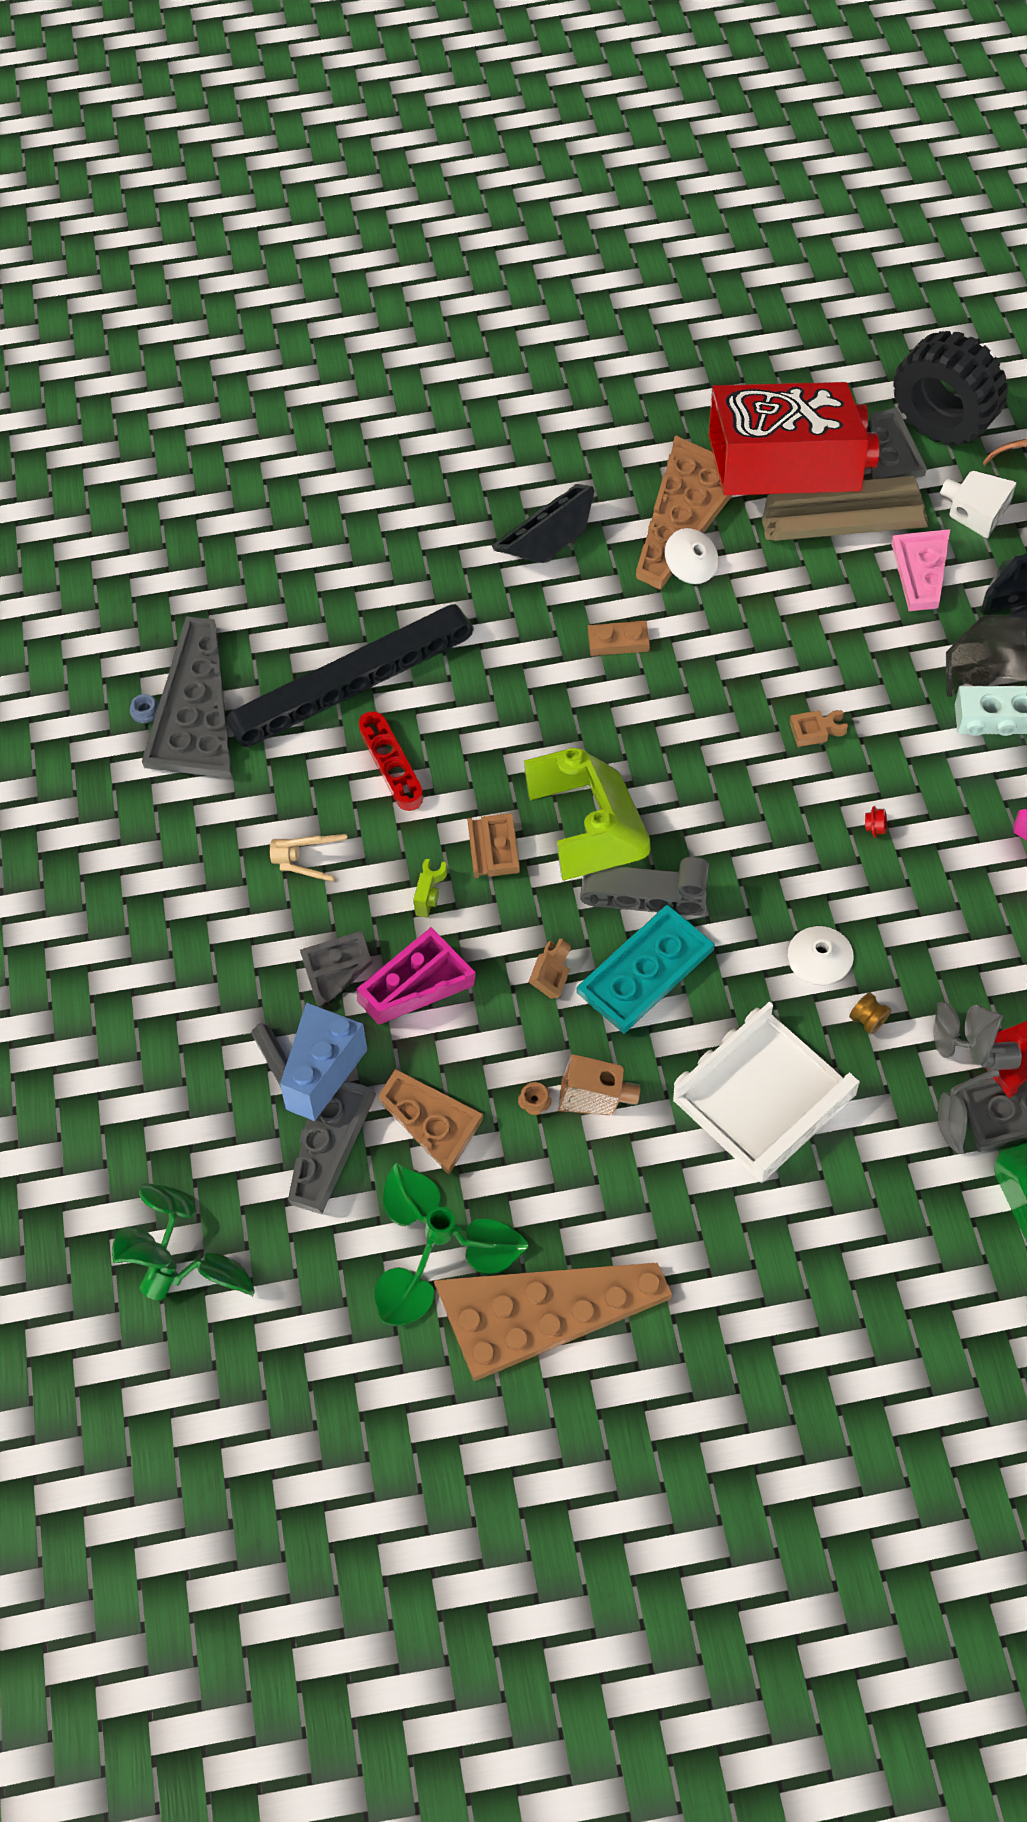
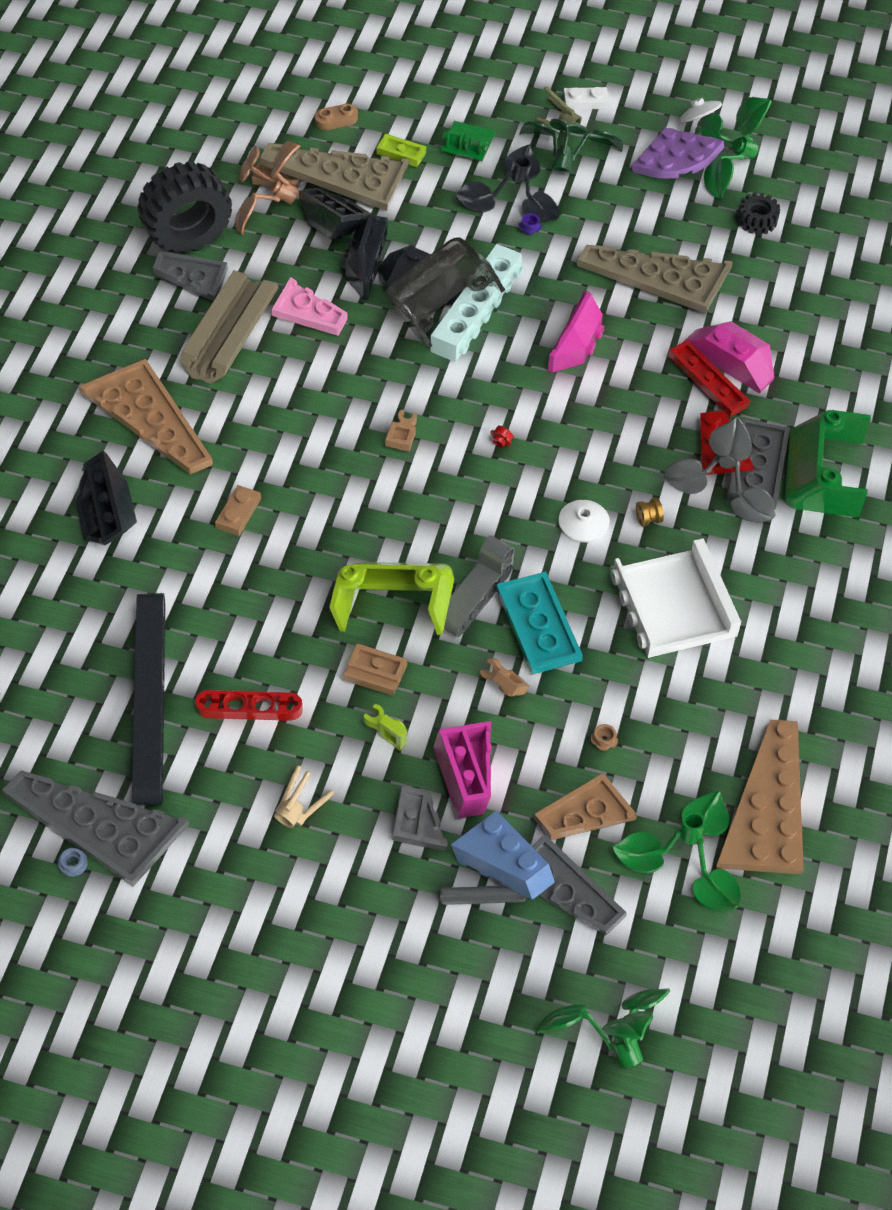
camera: 70 degrees left, 5 degrees down
(595, 1087) = (628, 684): medium nougat torso -> none
(683, 560) = (200, 430): white dish -> none
(790, 438) = (151, 317): red brick -> none
(979, 500) = (277, 250): white torso -> none

